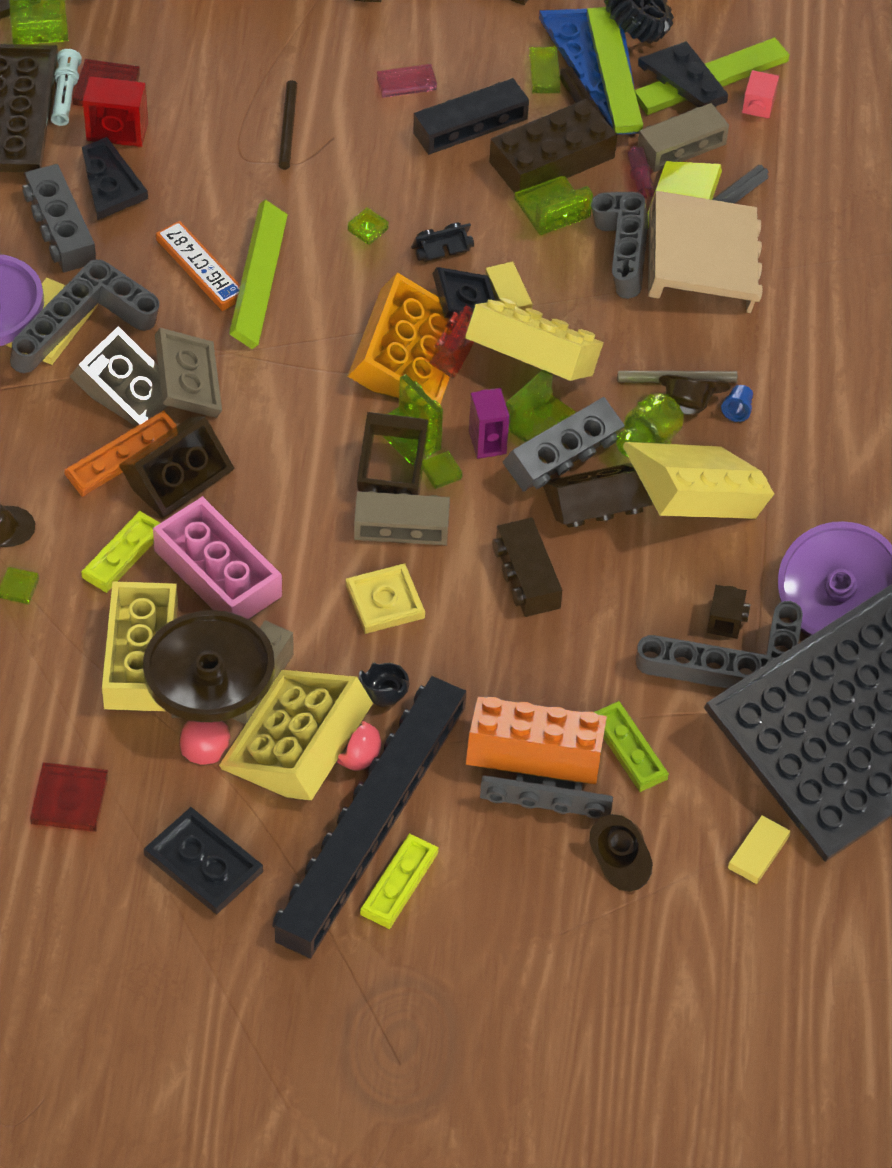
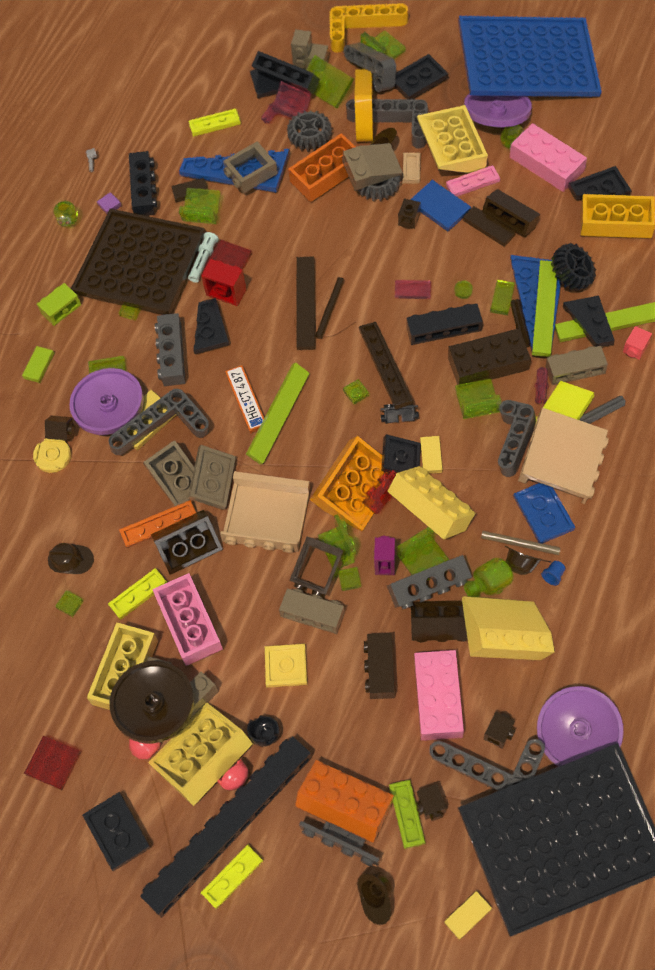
camera: 25 degrees right, 10 degrees up
(248, 124) = (305, 304): none -> dark brown tile
(286, 404) = (266, 512): none -> tan panel
(402, 182) = (385, 365): none -> dark brown tile
(483, 69) = (463, 289): none -> clear neon green tile
(625, 584) = (438, 695): none -> bright pink brick
(660, 720) = (431, 803): none -> dark brown brick
(697, 331) = (544, 512): none -> blue tile

